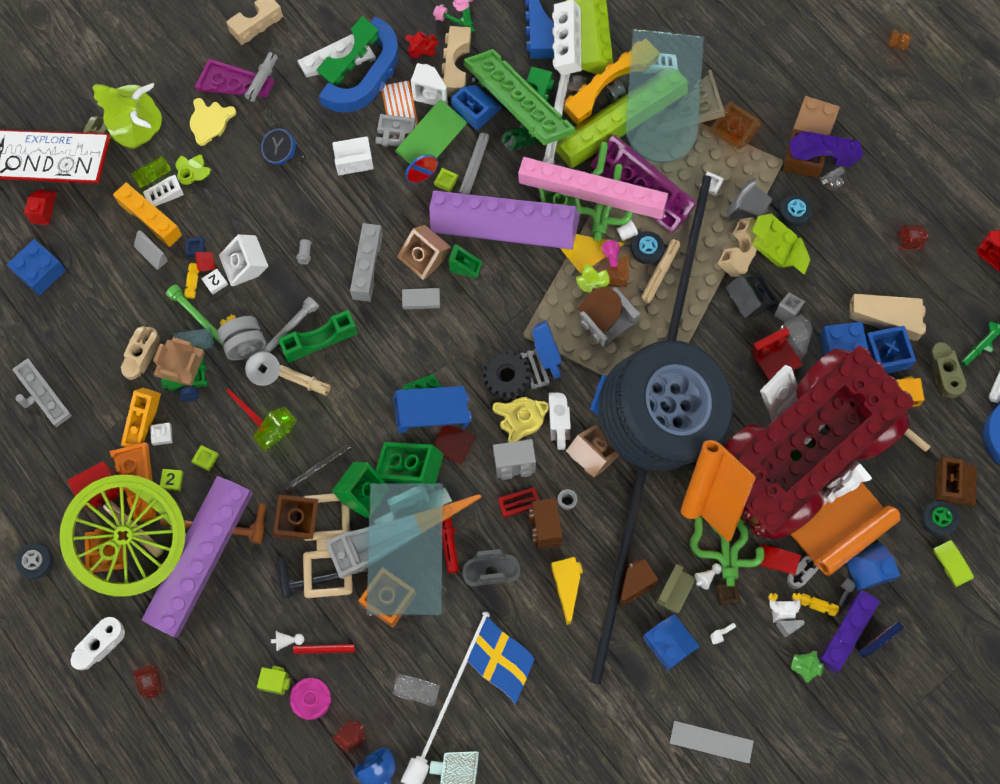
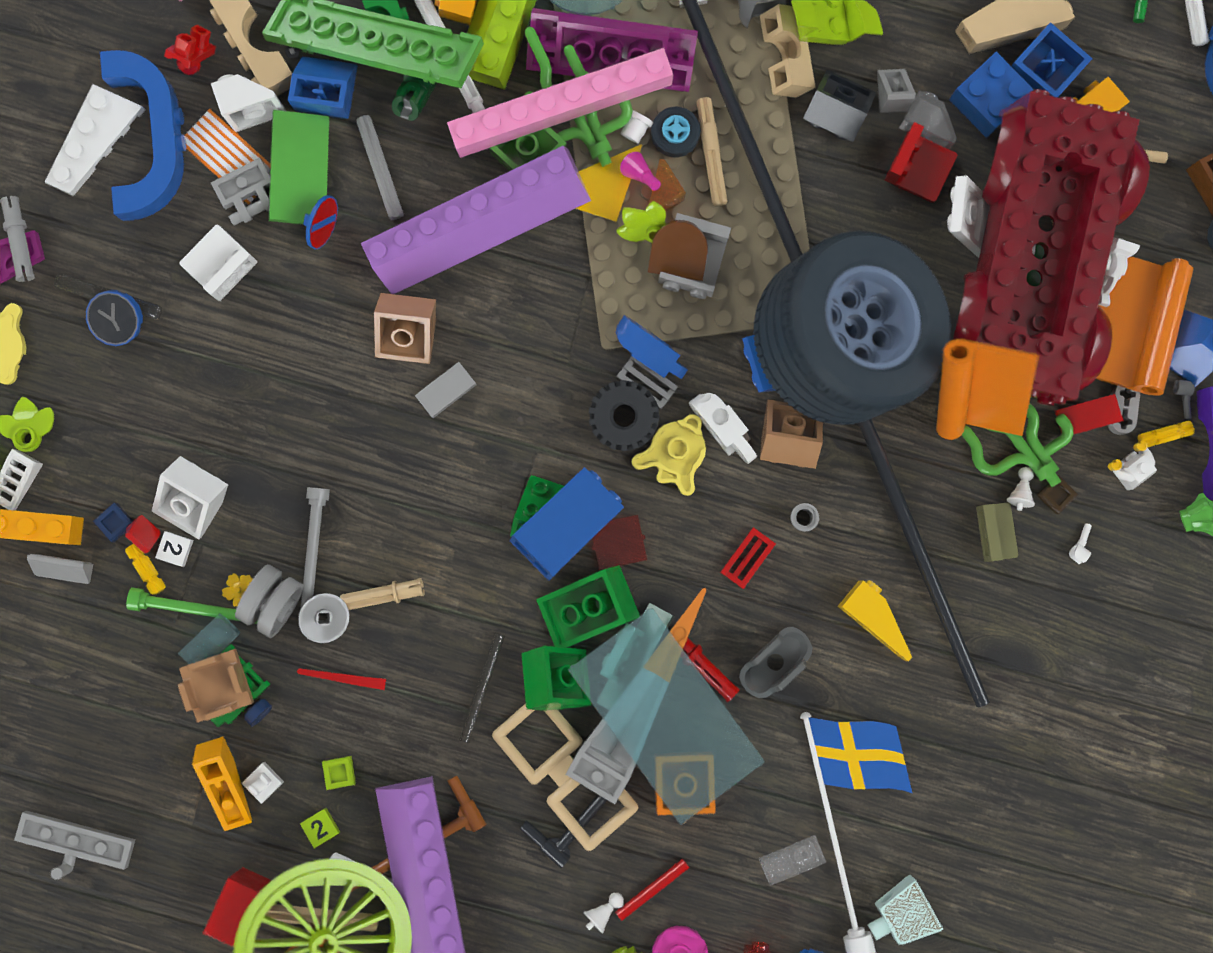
camera: 40 degrees left, 15 degrees up
(132, 365) = (161, 728): tan piece -> none
(135, 461) = (270, 851): orange wing -> none
(274, 428) = (395, 678): clear neon green slope -> none
(295, 517) = (507, 769): reddish brown slope -> none
(304, 252) = (256, 432): light grey pin -> none
(334, 68) = (108, 90): green arch -> none
(335, 330) = (365, 524): green arch -> none
(363, 273) = (344, 392): light grey arch -> none
(446, 180) = (359, 212): lime tile -> none
(464, 263) = (466, 307): green slope -> none
(514, 459) = (710, 514): light grey brick -> none
(546, 523) = (803, 566): reddish brown brick -> none
(637, 581) = (954, 560): reddish brown slope -> none
(670, 642) = (1035, 597): blue slope -> none
(711, 742) = (1151, 675): light grey sticker -> none
(789, 627) = (1154, 485): light grey slope -> none
(942, 357) = (1142, 57): olive piece -> none

